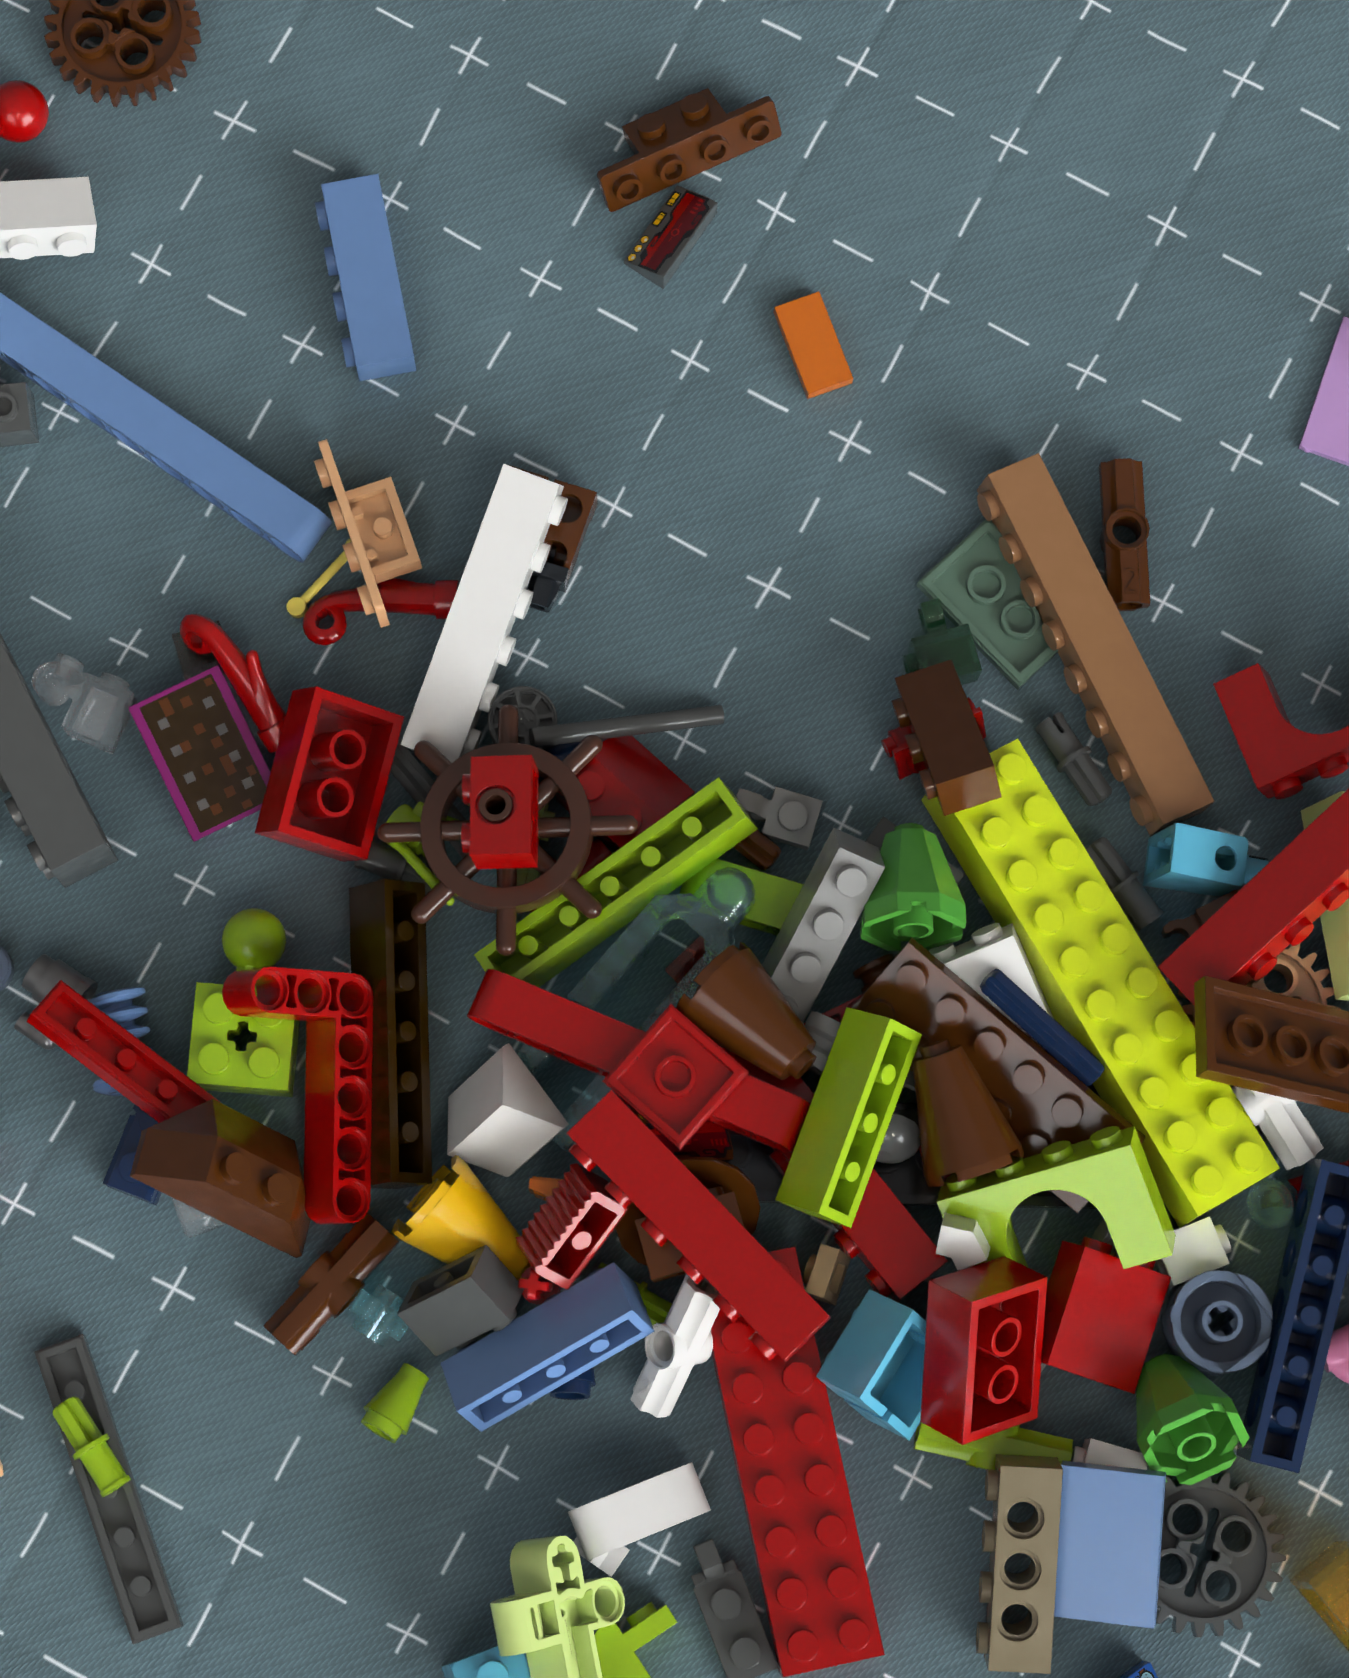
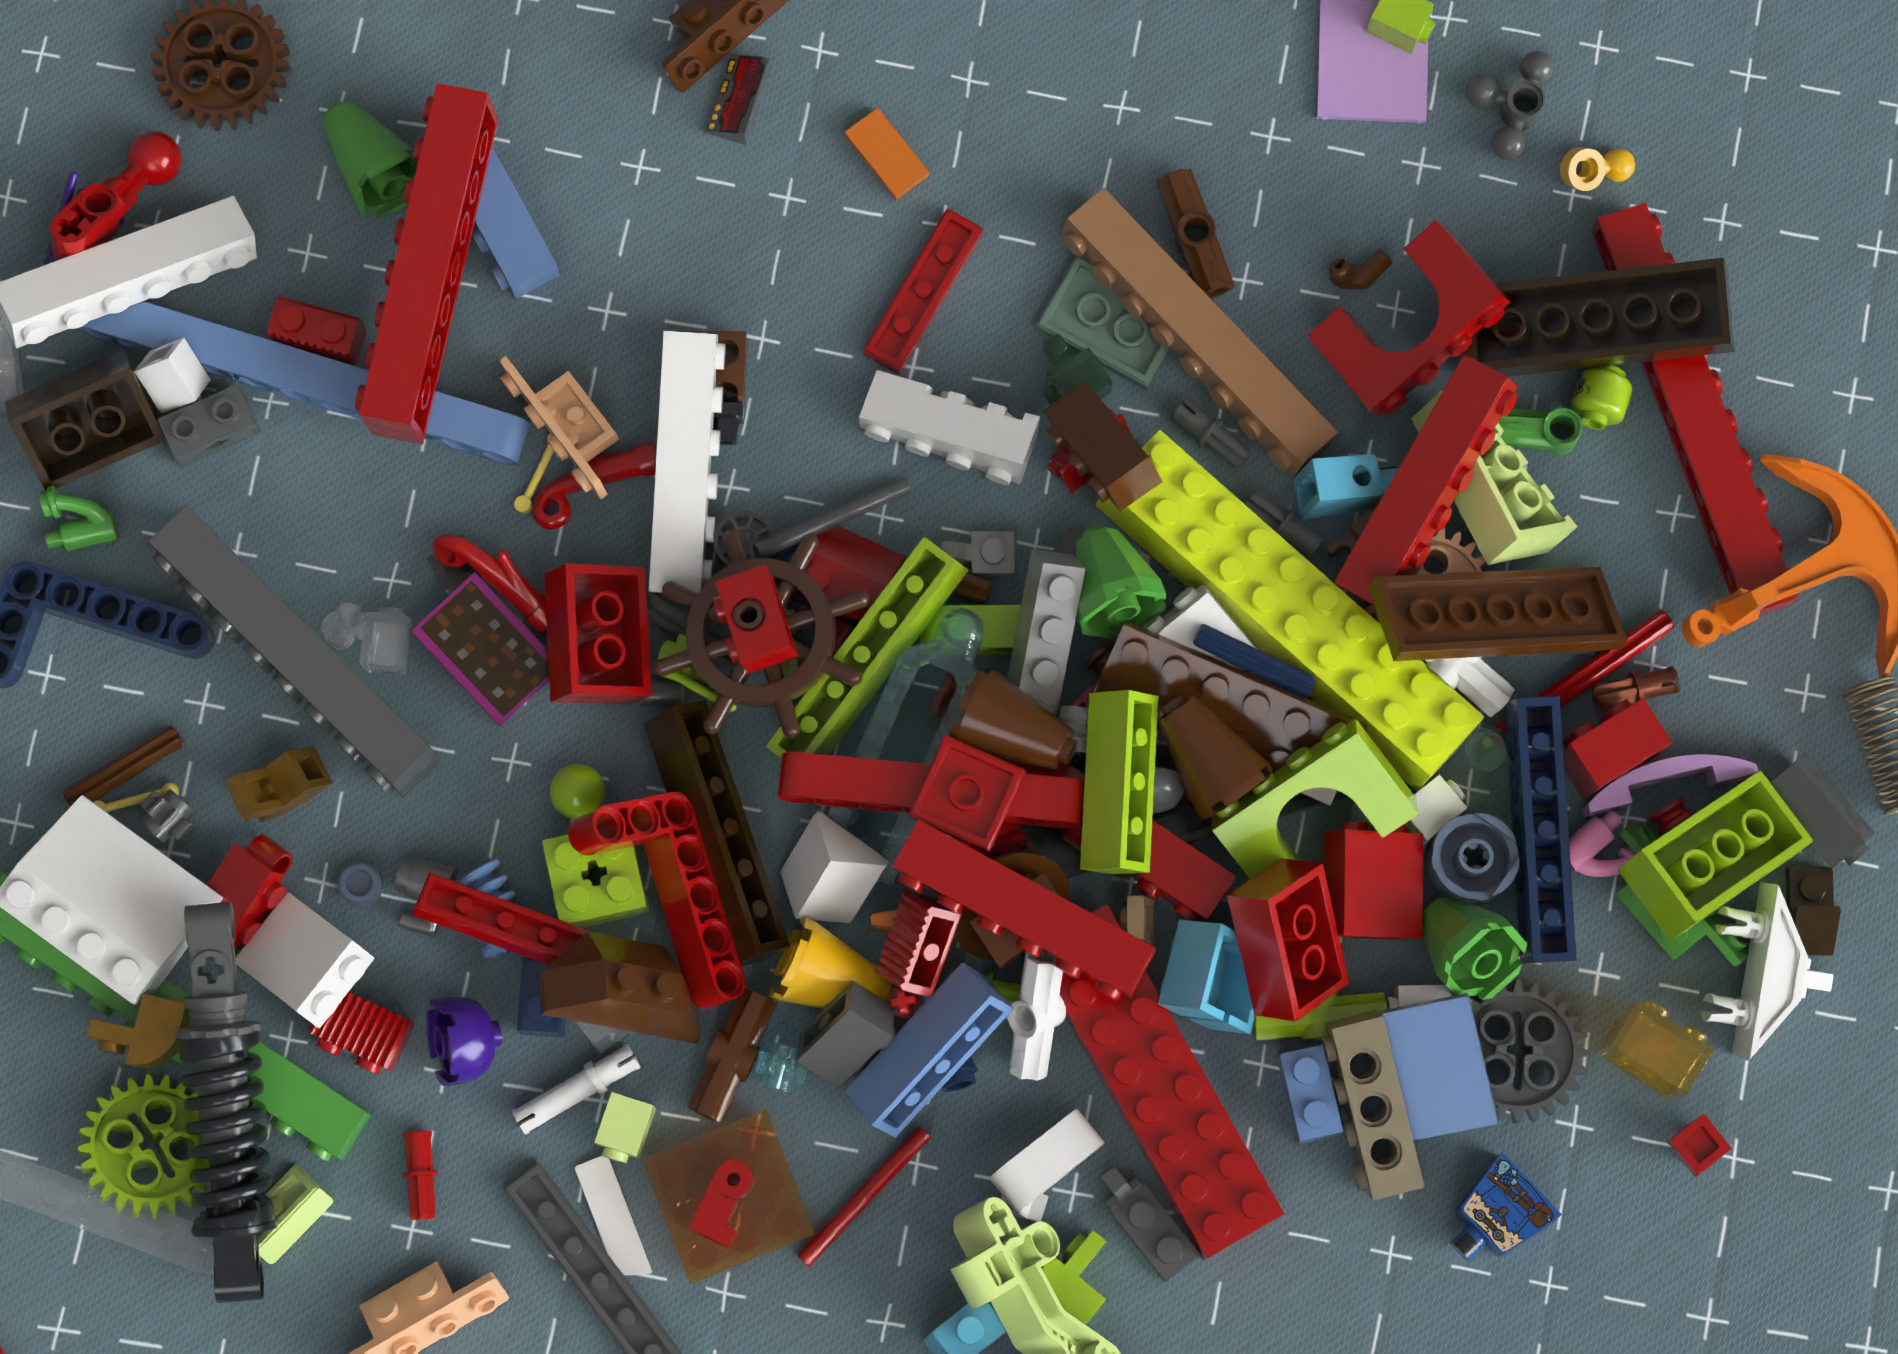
camera: 15 degrees left, 0 degrees up
(41, 1173) = (461, 1038): none -> dark purple cylinder
(90, 1446) = (575, 1250): lime axle -> none
(132, 350) = (316, 330): none -> red brick
(145, 1419) = (612, 1216): none -> white sticker
(149, 1267) = (576, 1088): none -> white pin
(187, 1327) = (624, 1127): none -> yellowish green brick
(252, 184) = (369, 158): none -> bright green cone
(271, 313) = (428, 263): none -> red brick
(277, 1439) = (764, 1220): none -> clear orange plate
(280, 1428) = (728, 1187): none -> red leg
(394, 1405) = (816, 1139): lime cone -> none
(426, 1485) = (863, 1196): none -> red bar
(787, 665) = (949, 427): none -> white wedge
(806, 507) = (923, 291): none -> red tile
(955, 1528) = (1310, 1094): none -> medium blue brick
(962, 1241) = (1243, 856): white piece -> none
(1291, 636) = (1356, 276): none -> reddish brown arm

